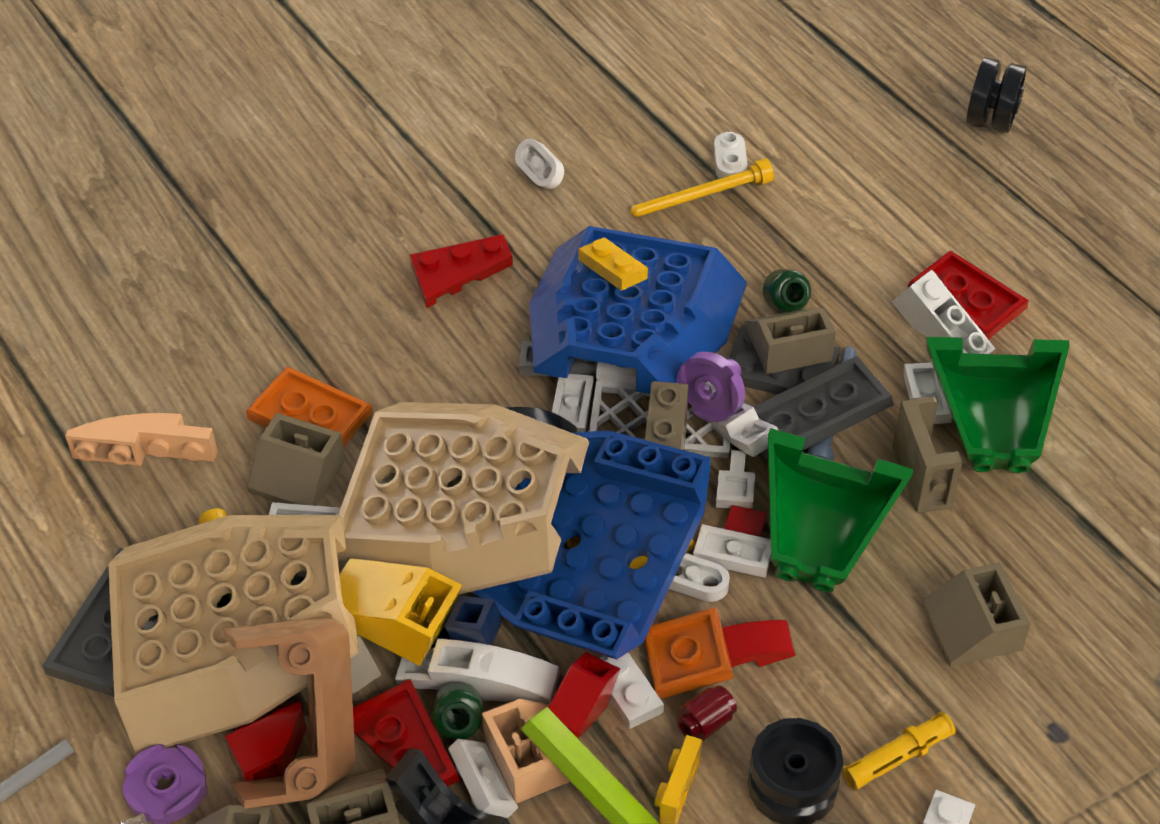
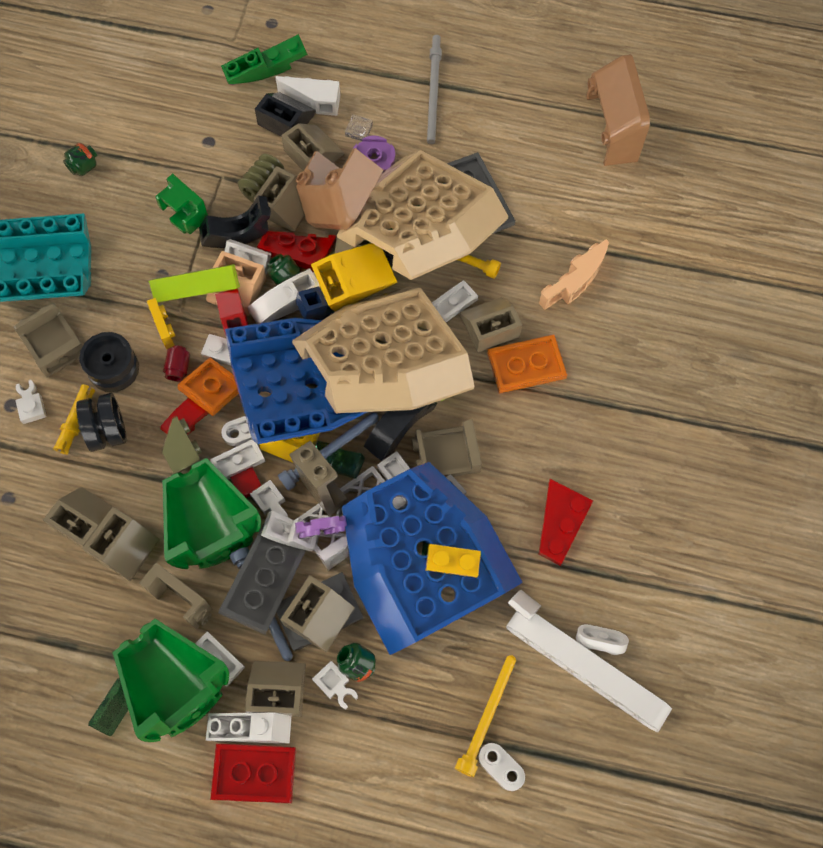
camera: 135 degrees right, 20 degrees up
(487, 381) = (449, 450): none -> dark tan panel
(577, 156) = (591, 670): none -> white beam
(581, 212) = (524, 604): none -> white slope
(792, 600) = (178, 448): none -> olive slope
(826, 295) = (333, 682): none -> white plate
(866, 691) = (101, 422): none -> black wheel
(888, 322) = (276, 688): none -> dark tan slope
(946, 553) = (121, 544): none -> dark tan slope
(1078, 431) = (110, 711): none -> clear green slope

